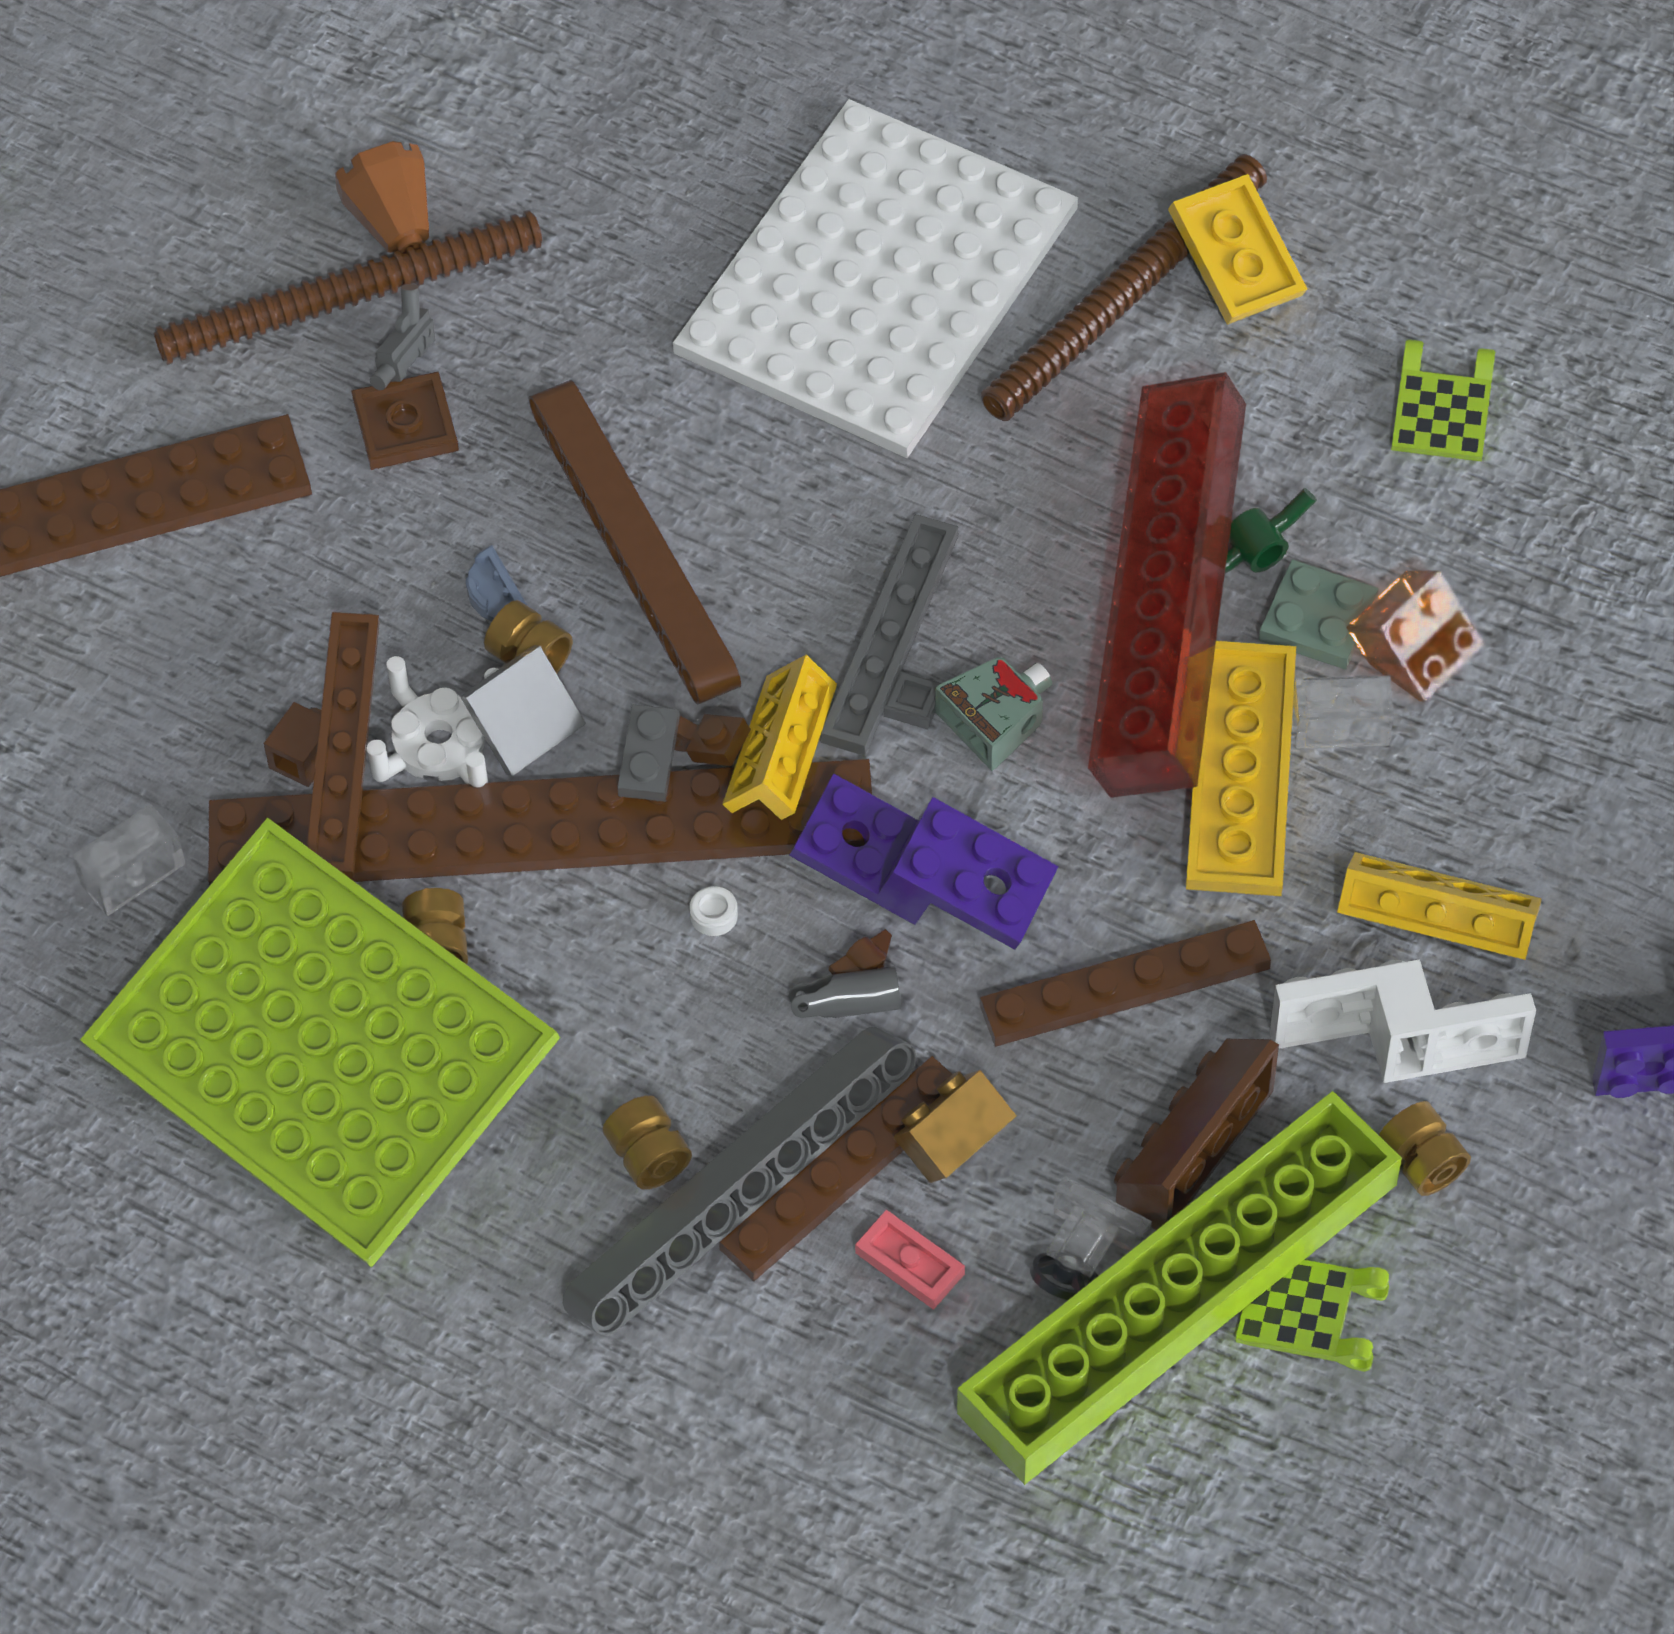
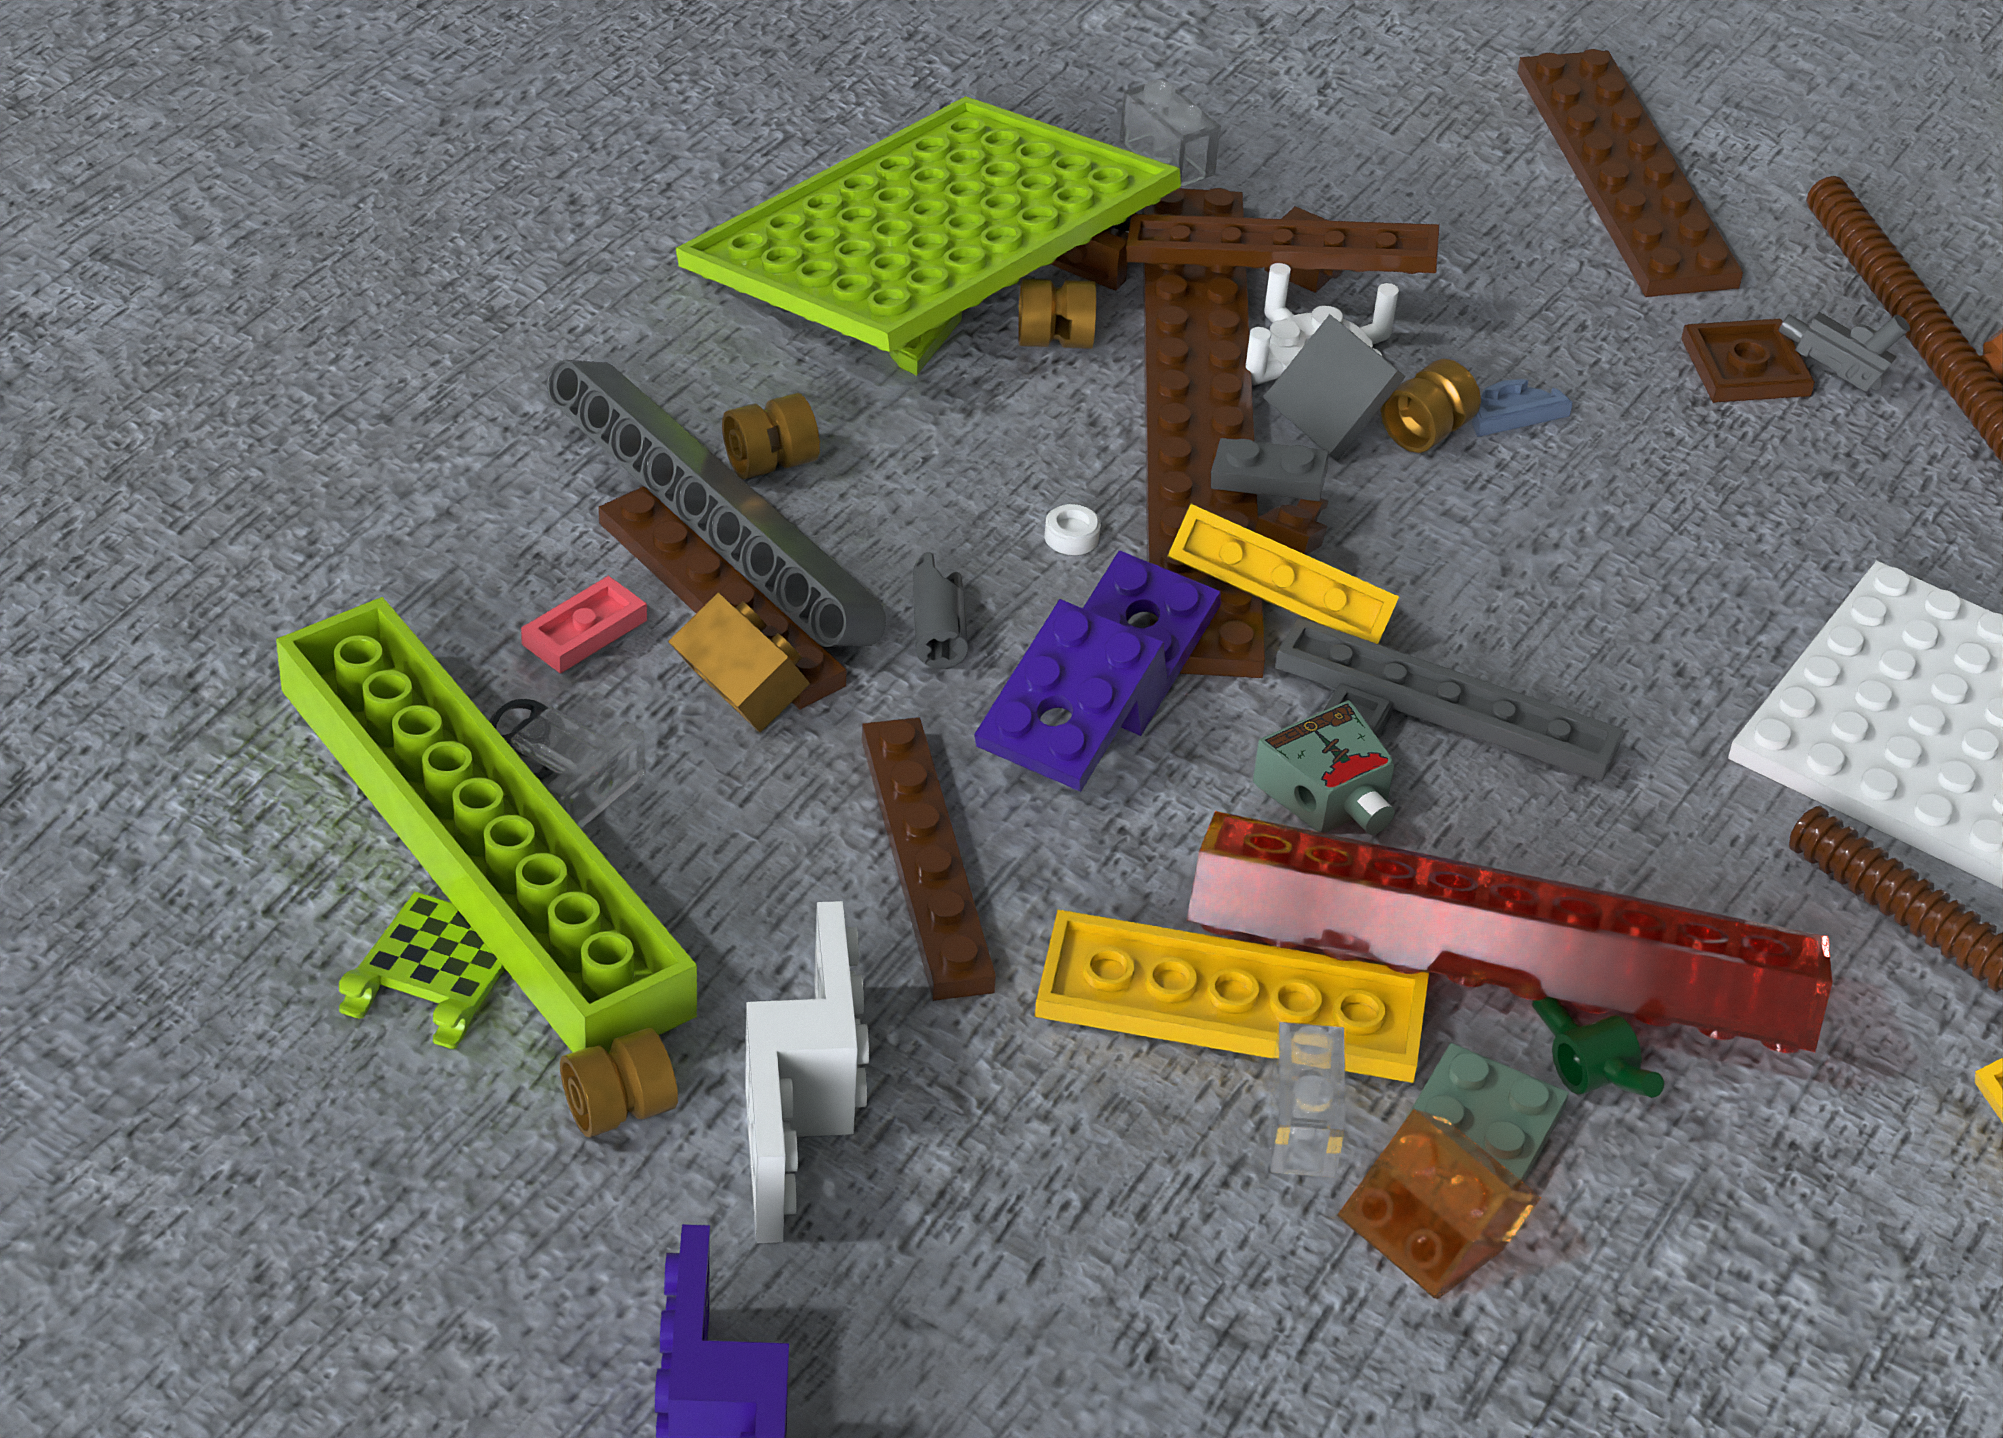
camera: 90 degrees right, 15 degrees down
(635, 542) = (1576, 503): reddish brown beam -> none
(864, 954) = (990, 633): reddish brown piece -> none
(1198, 1130) = (688, 871): reddish brown slope -> none
(1439, 905) = (981, 1162): yellow fence -> none
(1442, 411) = (1858, 1313): lime flag -> none

